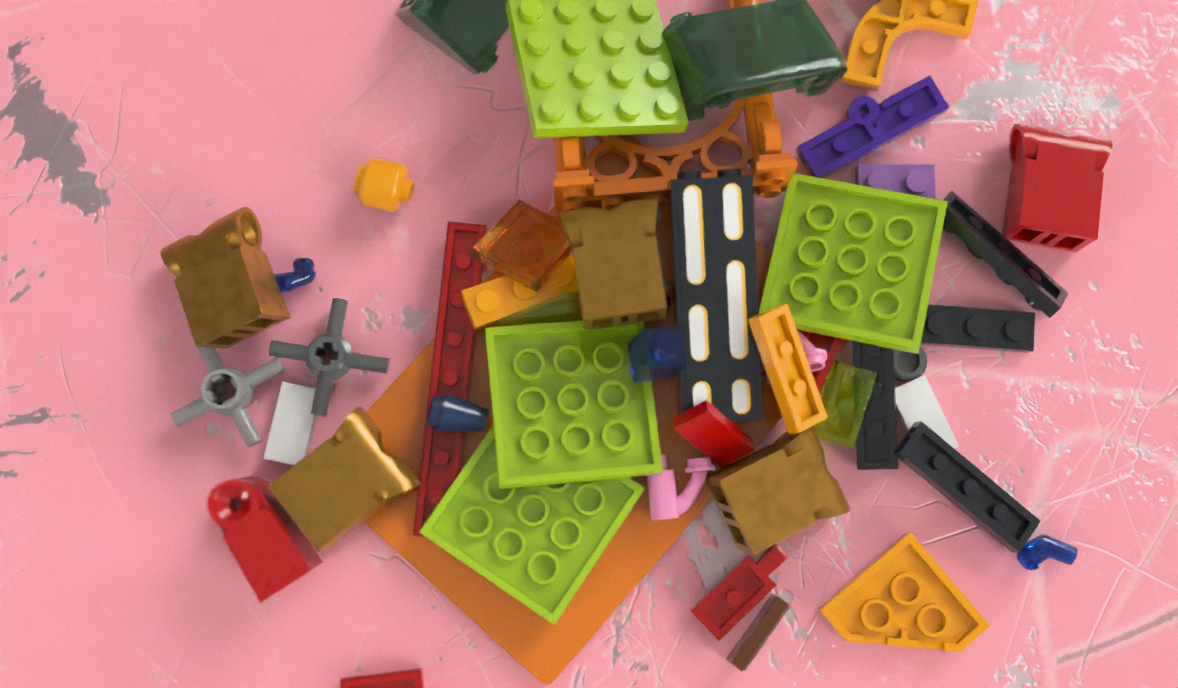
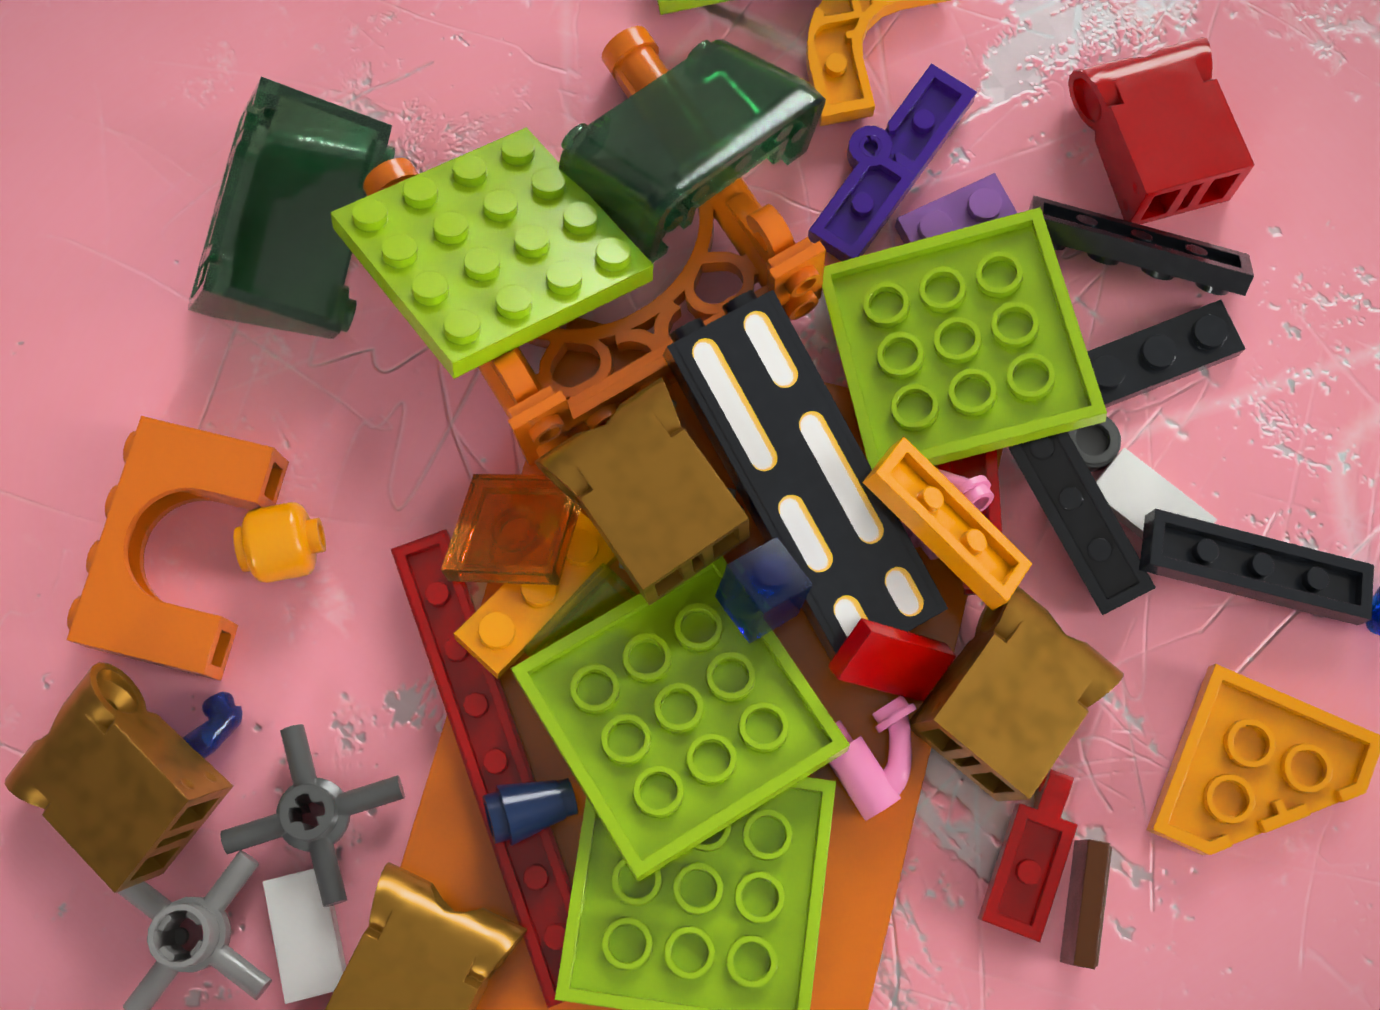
camera: 20 degrees left, 5 degrees down
(333, 108) = (161, 472): none -> orange arch
(845, 402) = (1041, 527): clear neon green slope -> none

